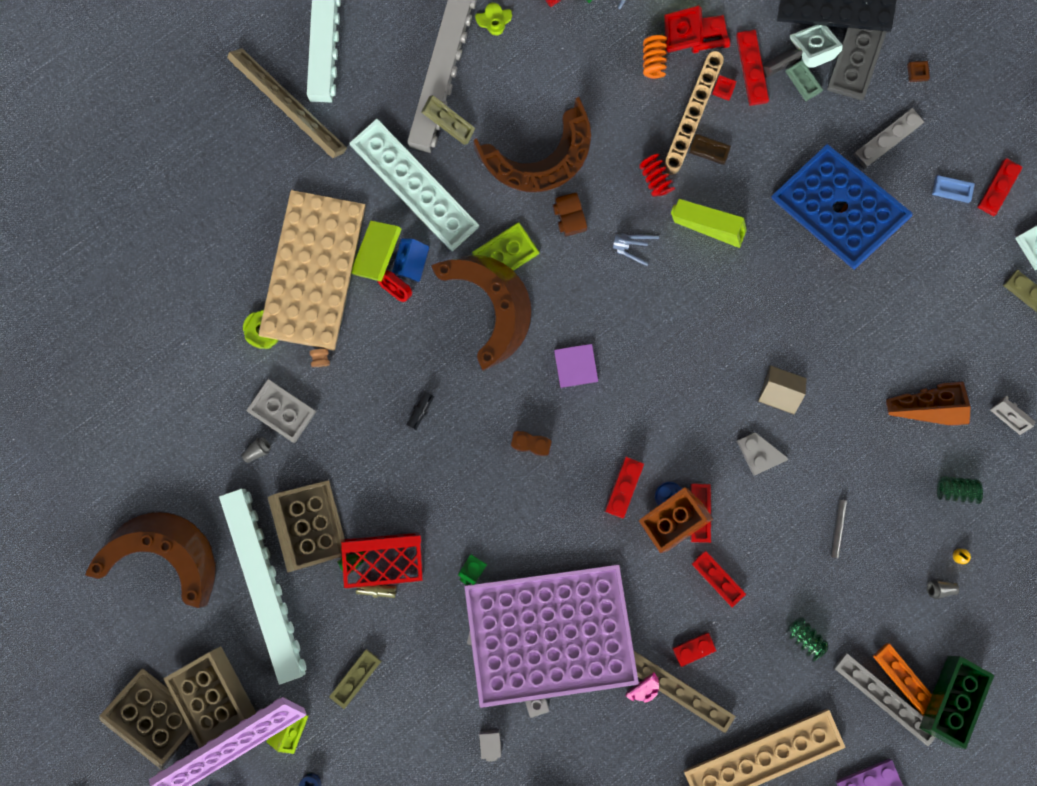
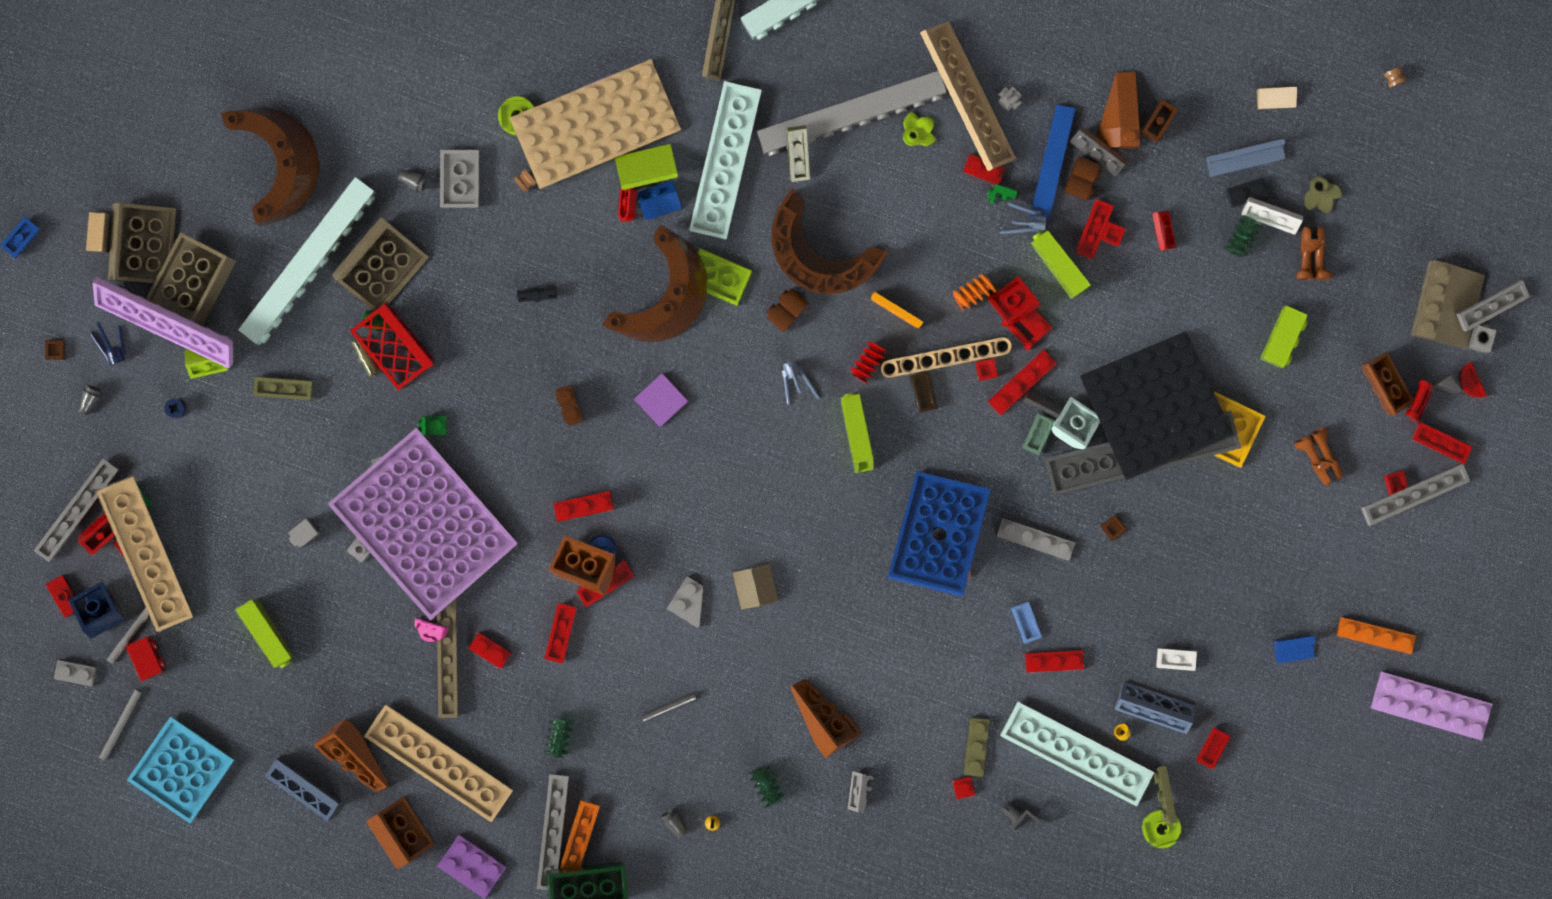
camera: 55 degrees right, 5 degrees up
(116, 749) = (98, 232): none -> tan panel
(628, 127) = (896, 310): none -> light orange tile

